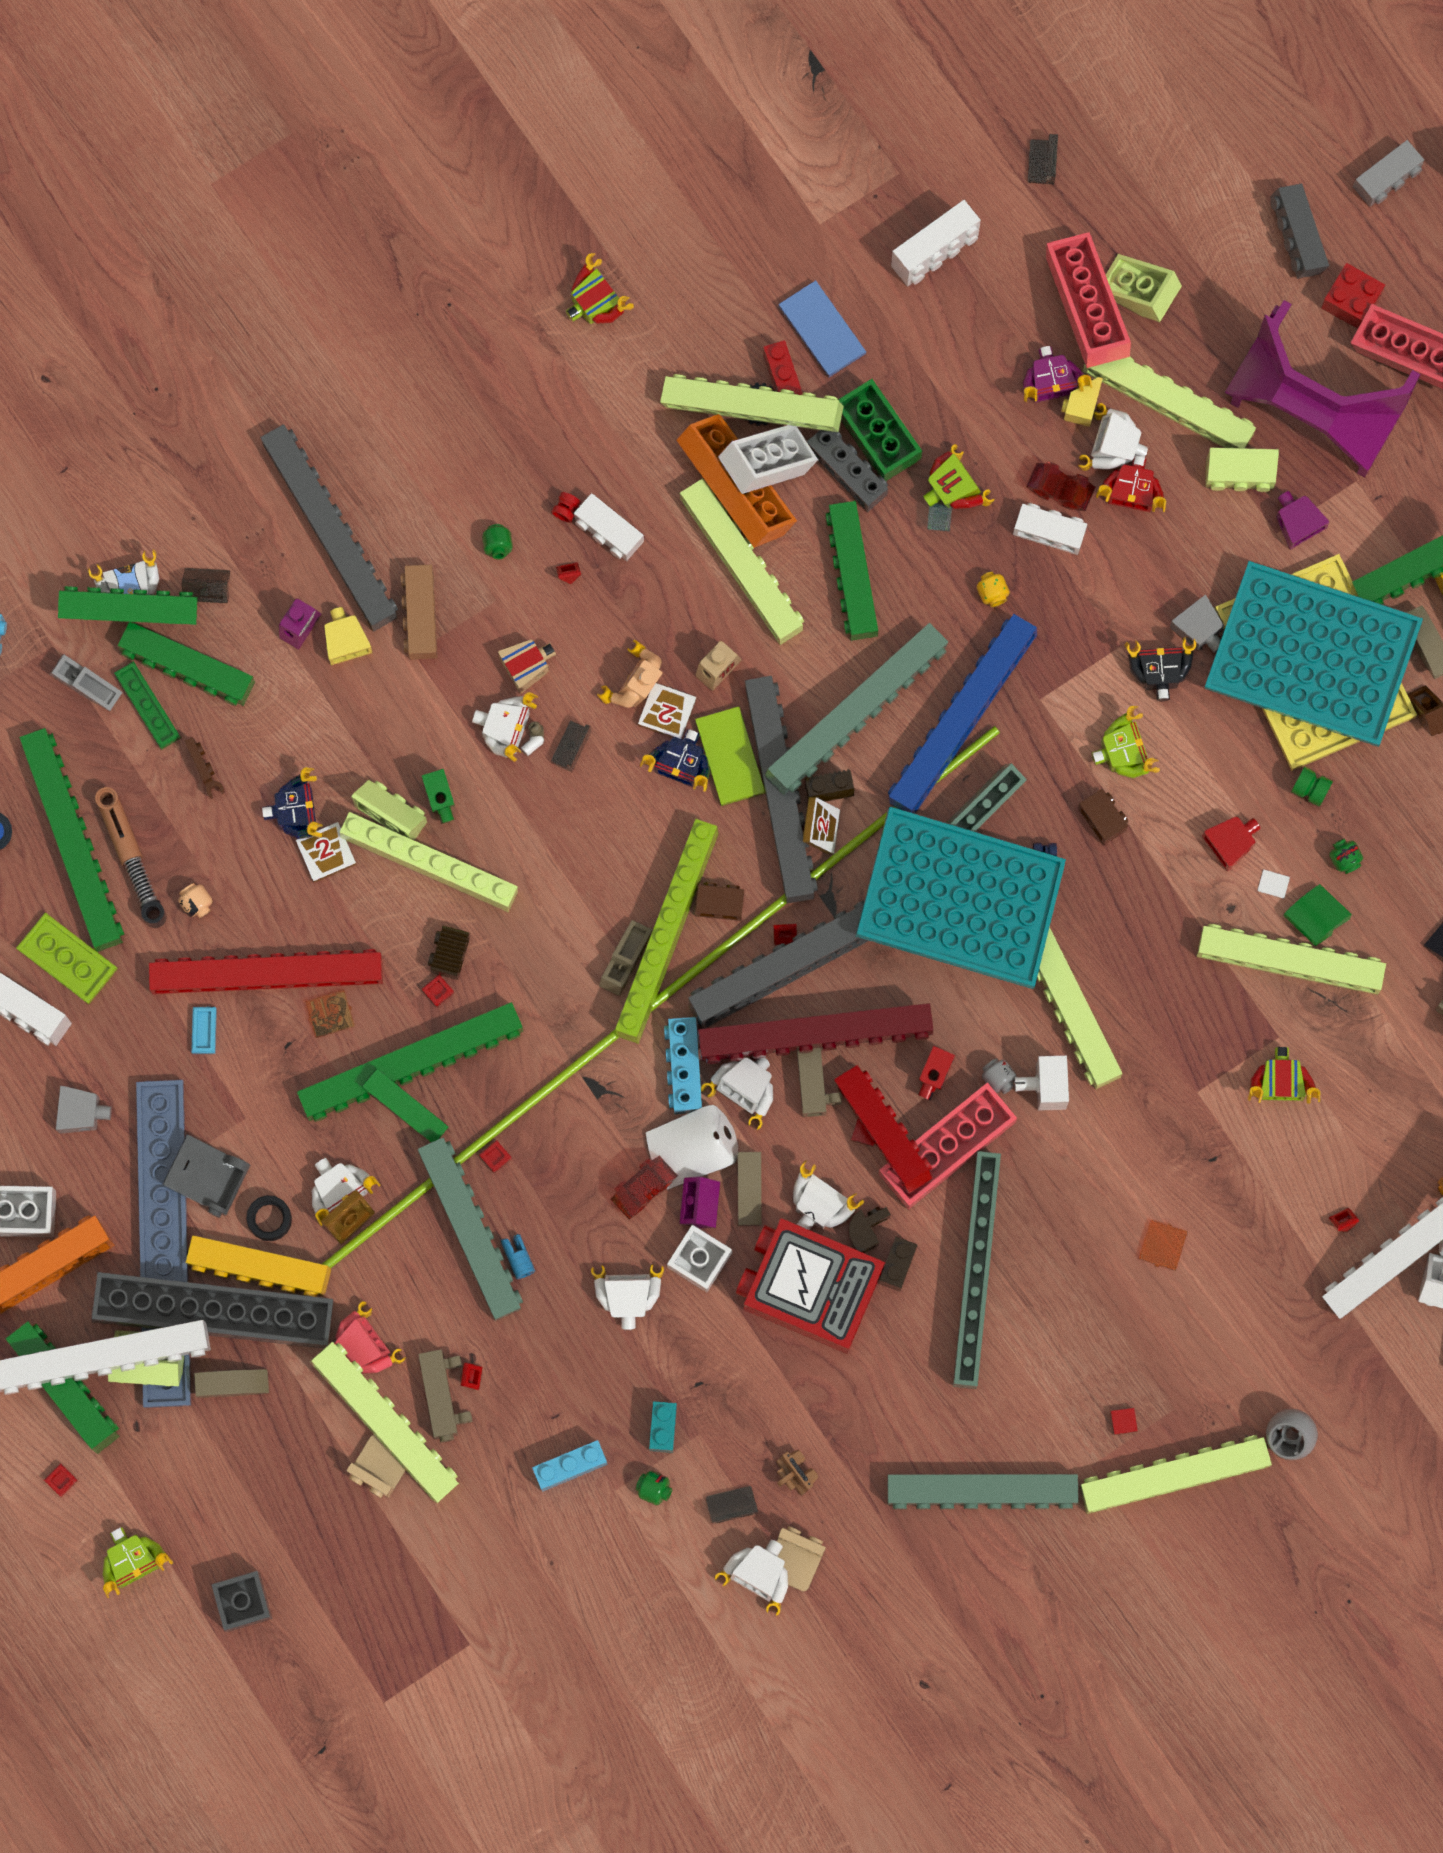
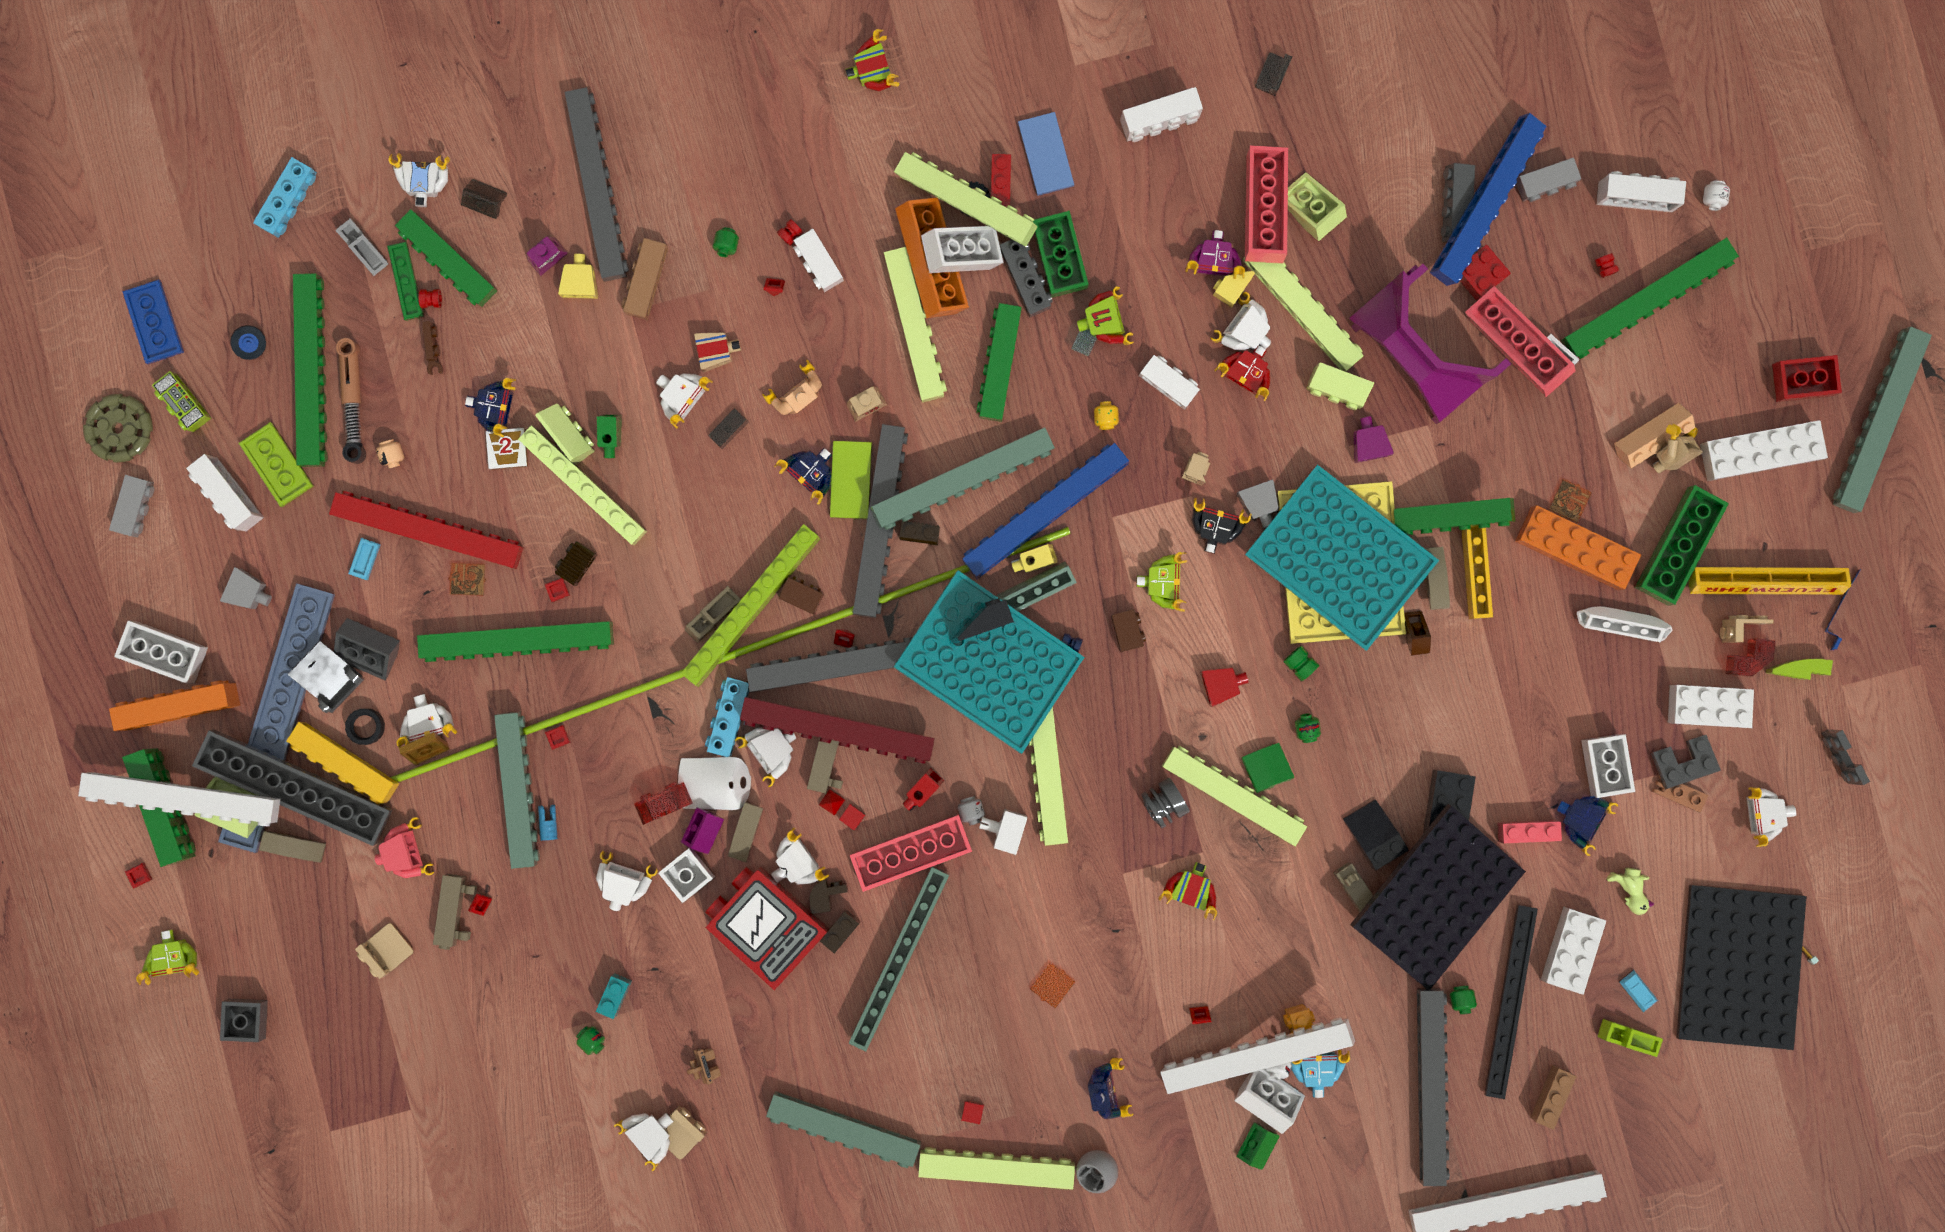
camera: 15 degrees right, 10 degrees up
(126, 606) = (411, 197): green brick -> none
(183, 714) = (430, 298): none -> red wheel
(242, 1129) = (366, 648): none -> dark grey slope
(383, 1421) = (397, 921): yellowish green brick -> none
(405, 1106) = (498, 675): green tile -> none
(536, 738) = (703, 412): arm -> none
(570, 1465) = (531, 1001): medium azure brick -> none
(667, 711) = (813, 426): tile -> none
(731, 1505) = (646, 1073): clear smoke panel -> none
(821, 825) = (901, 562): tile -> none
(836, 1123) = (832, 802): none -> red slope
(883, 1129) = (863, 824): red brick -> none
(948, 841) = (986, 619): none -> black slope
(978, 764) = (1043, 556): none -> light yellow torso
(1052, 483) = (1196, 356): clear red brick -> none
(1116, 611) = (1196, 468): none -> tan window
(1218, 987) = (1165, 802): none -> dark grey wheel
(1266, 1344) = (1103, 1092): none -> clear blue torso
(1273, 883) = (1243, 729): white sticker -> none
(1330, 215) = (1488, 199): none -> blue brick

